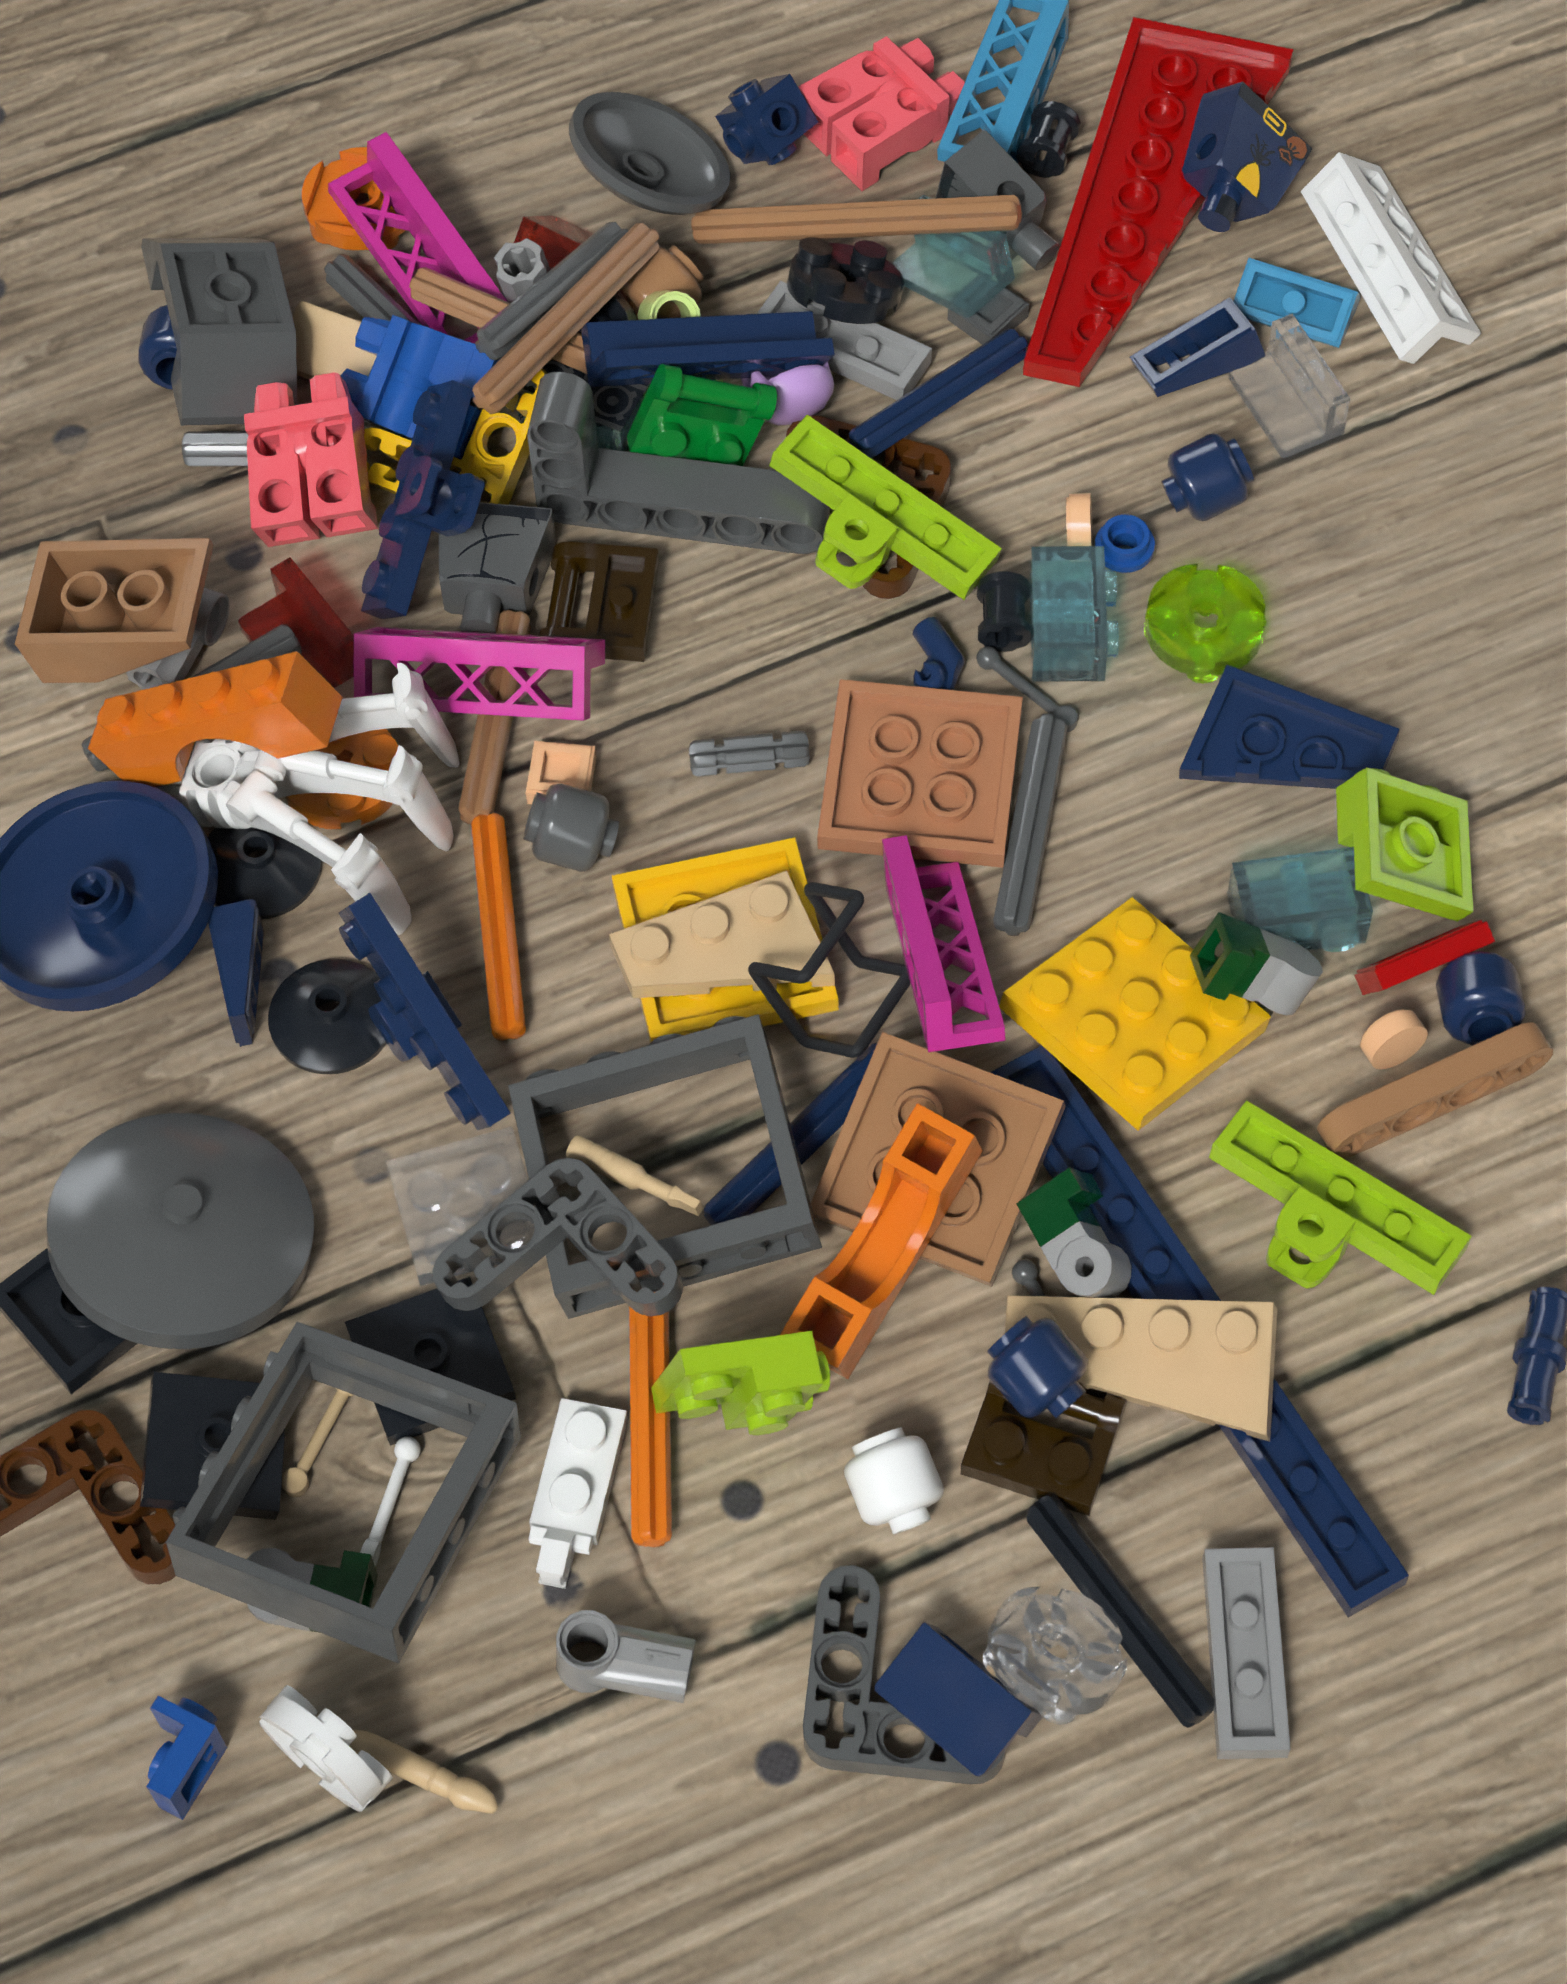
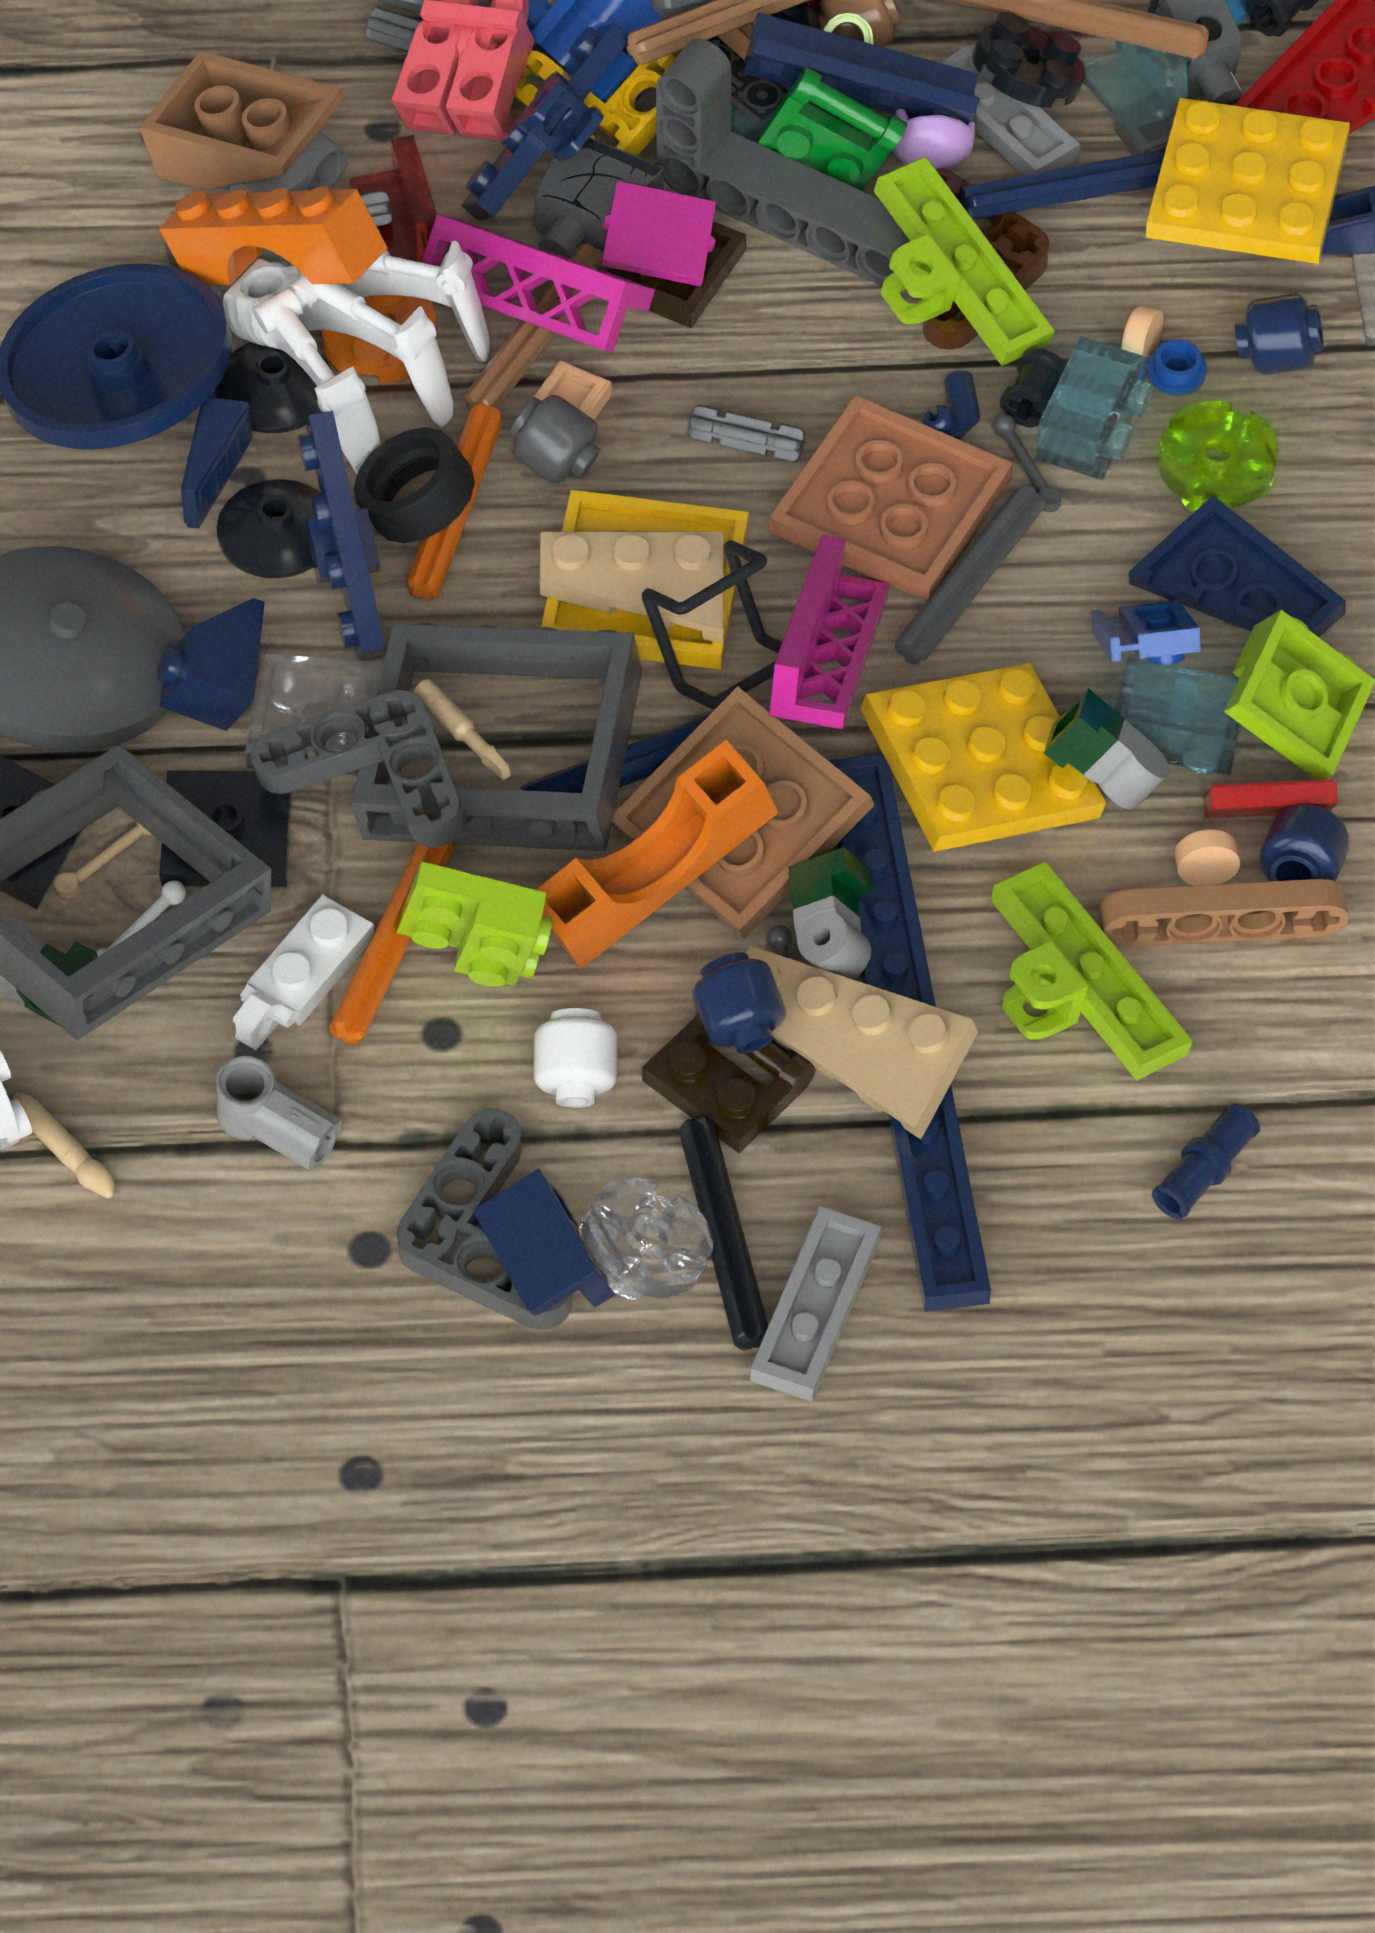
camera: 20 degrees right, 5 degrees down
(348, 1195) = (214, 667): none -> dark blue slope
(492, 941) = (433, 504): none -> black tyre
(578, 578) = (658, 233): none -> dark pink piece
(1110, 333) = (1248, 180): none -> yellow plate
(1233, 827) = (1152, 630): none -> blue plate

